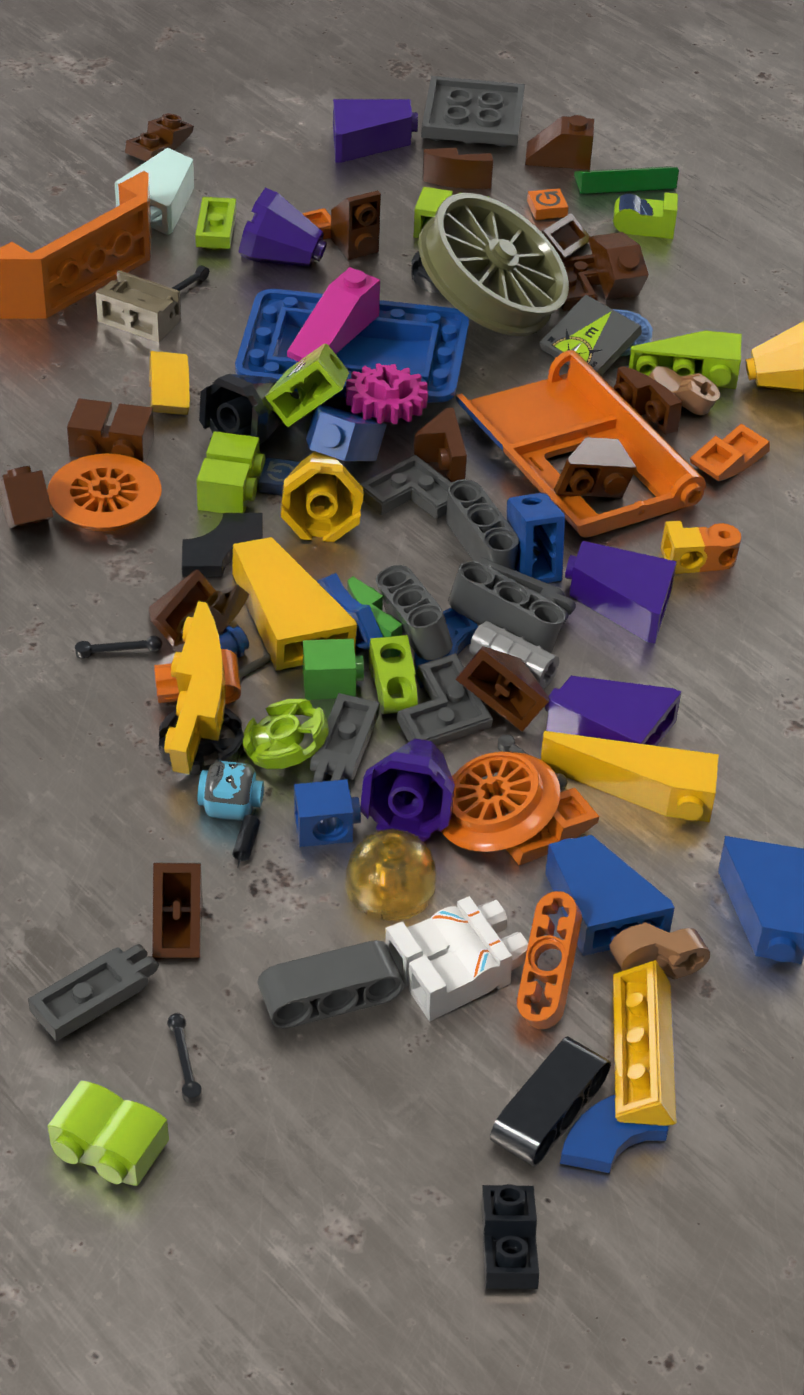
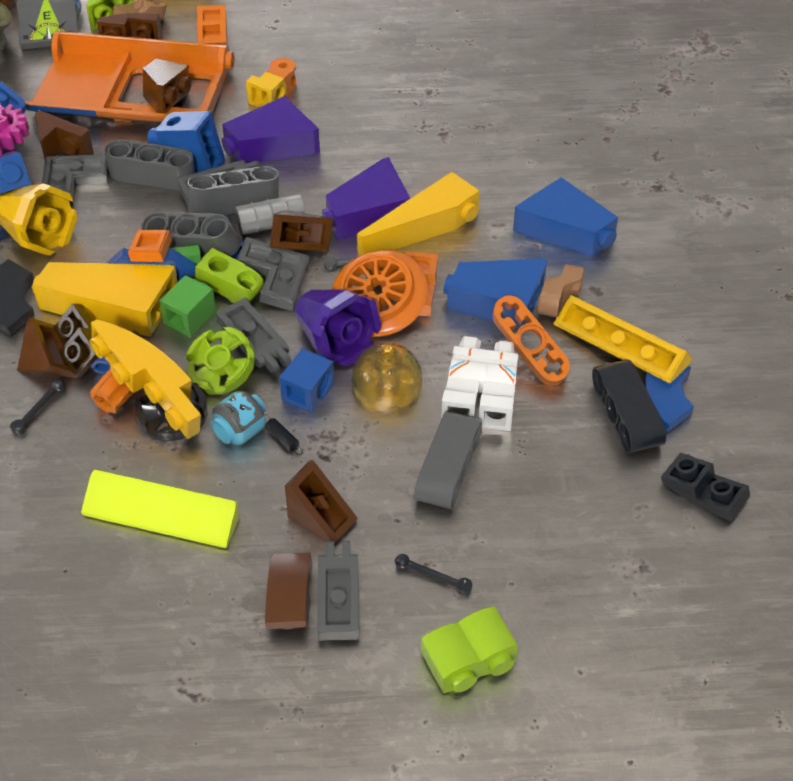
camera: 50 degrees left, 5 degrees up
(53, 951) = (288, 591): none -> reddish brown slope
(76, 805) = (160, 508): none -> neon yellow slope
(354, 588) = (150, 246): none -> orange tile

